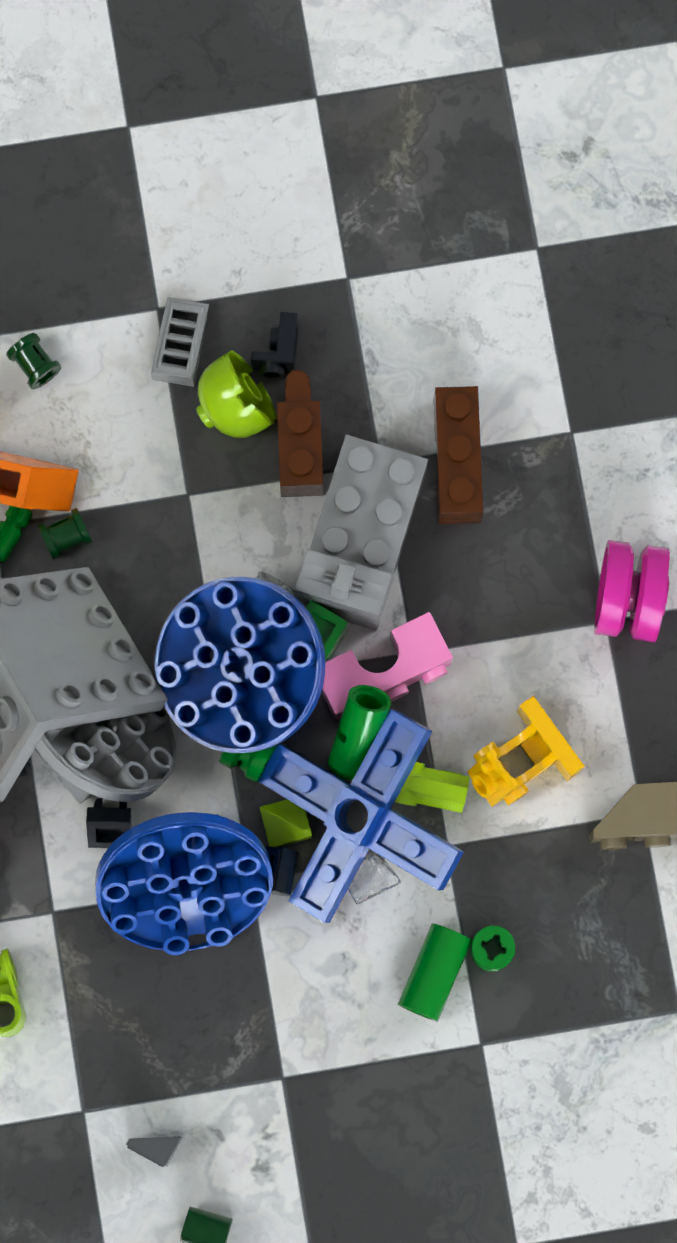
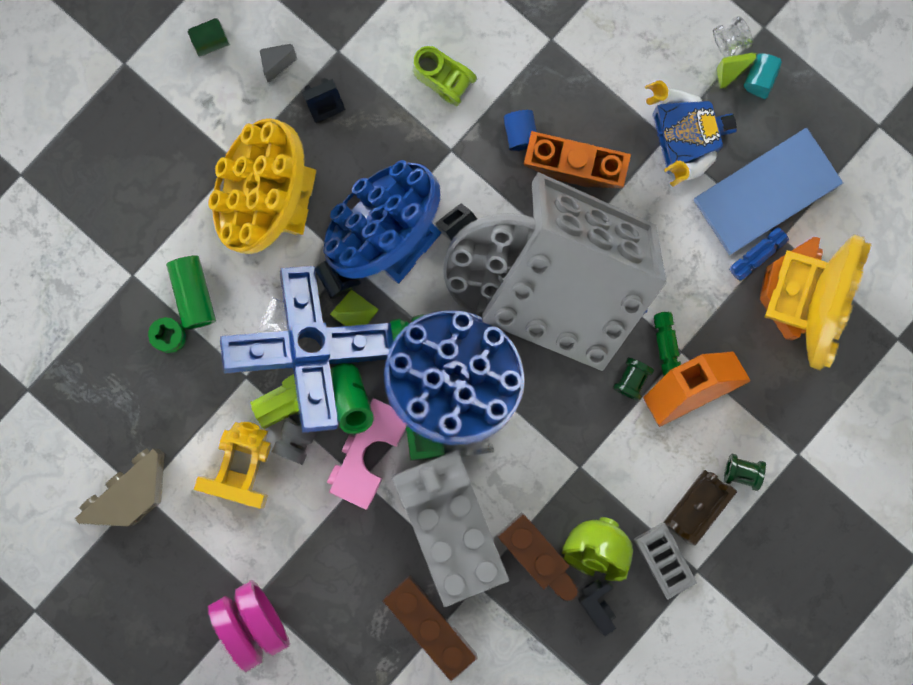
camera: 140 degrees right, 5 degrees up
(105, 362) = (699, 507): none -> dark brown hinge
(140, 1065) = (323, 100): none -> black tile
(280, 1018) = (262, 188): none -> yellow bracket
(443, 746) = (293, 433): none -> dark grey wheel

